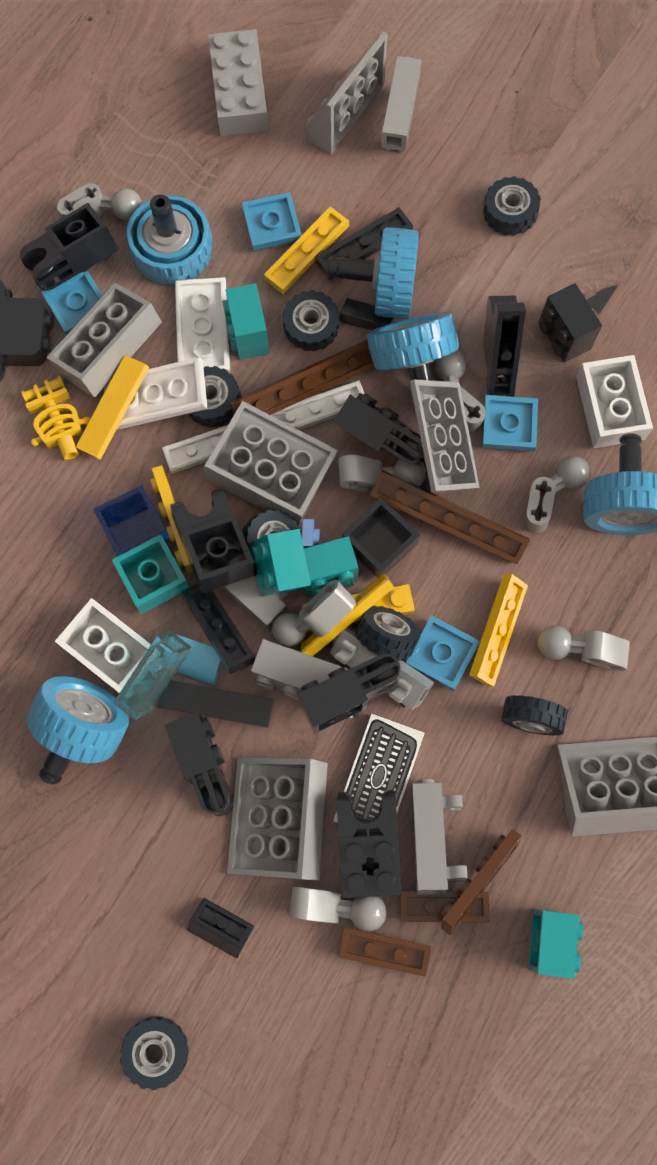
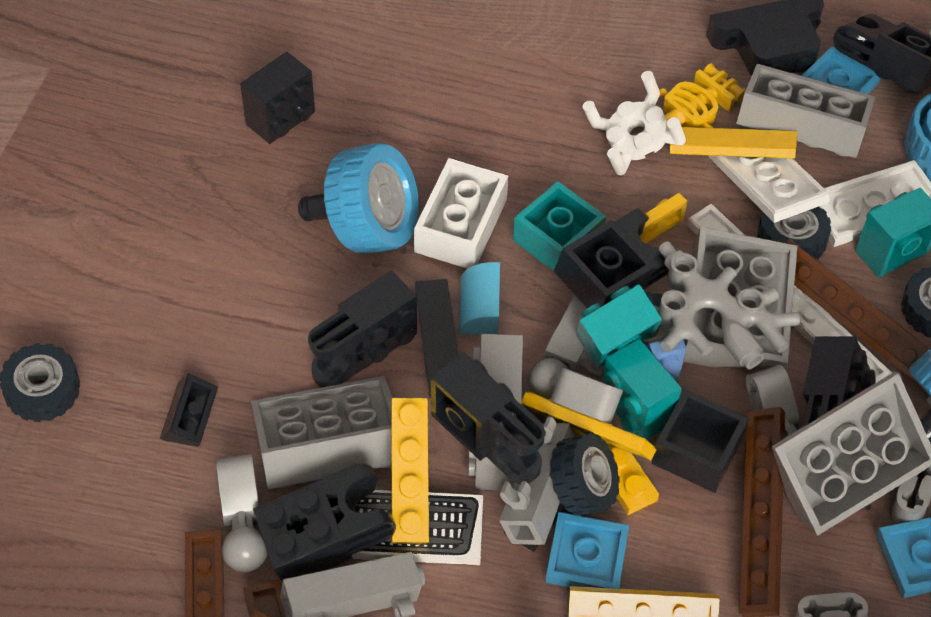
camera: 70 degrees right, 20 degrees down
(54, 472) = (631, 115): none -> white plate
(130, 520) = (612, 186): clear blue piece -> none
(152, 675) = (445, 254): clear light blue brick -> none
(219, 629) = (521, 303): black plate -> none
(274, 482) = (737, 314): none -> light grey plant
(346, 764) = (409, 470): none -> yellow plate

